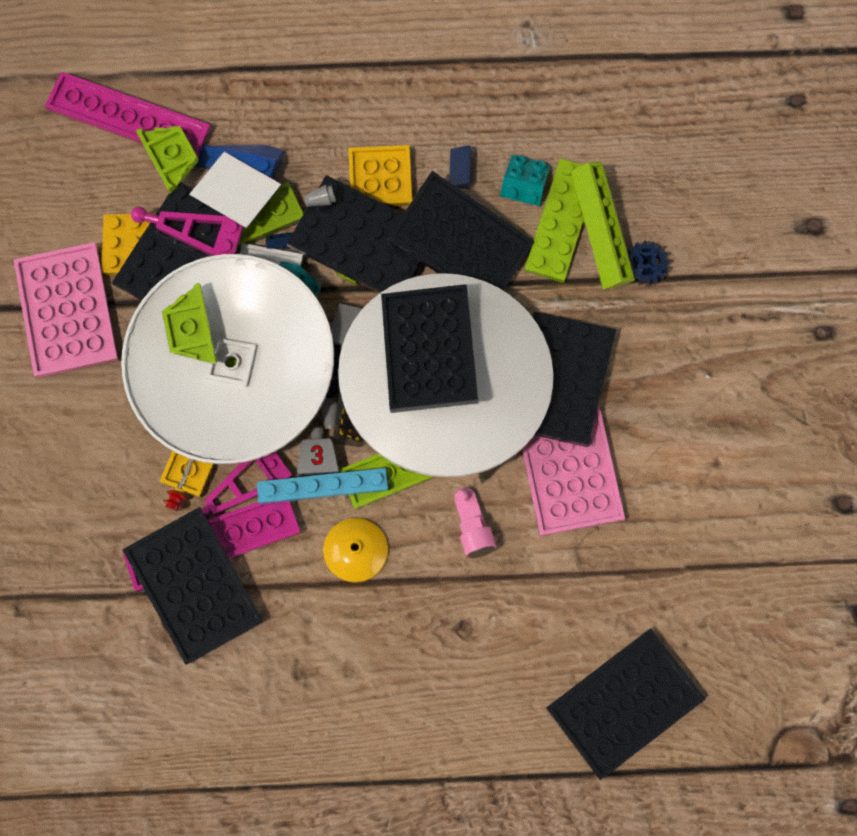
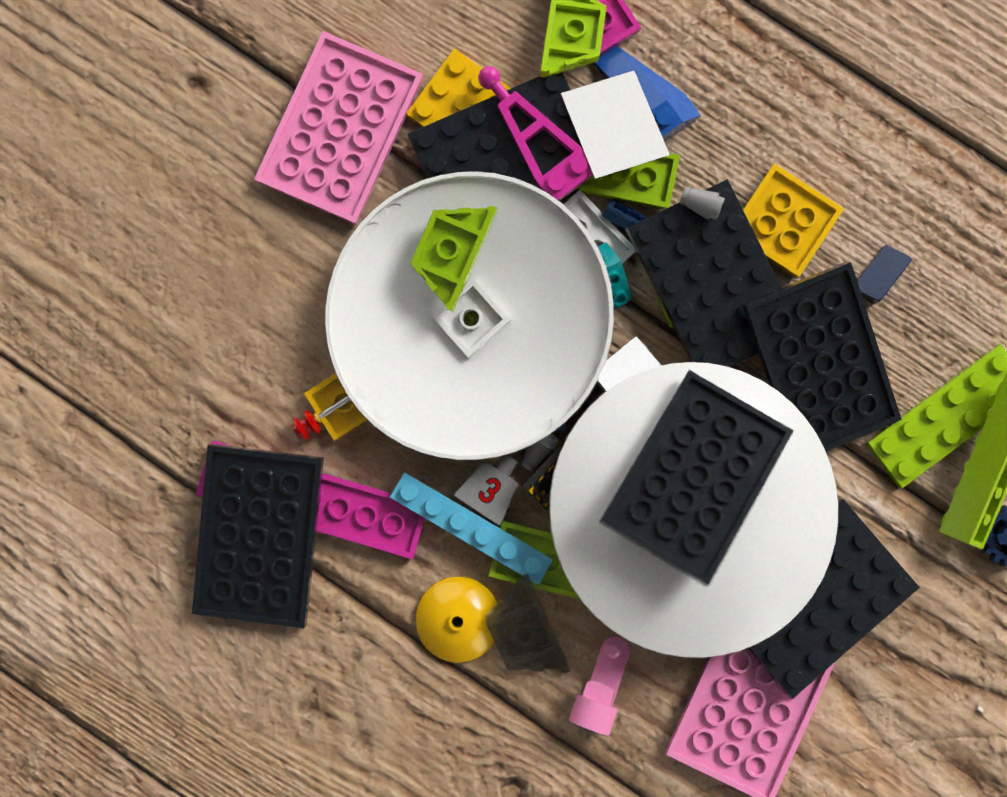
camera: 35 degrees right, 10 degrees up
(270, 465) = (434, 469): dark pink plate -> none
(401, 524) = (524, 631): none -> clear smoke wing
(524, 180) = (944, 341): teal bracket -> none

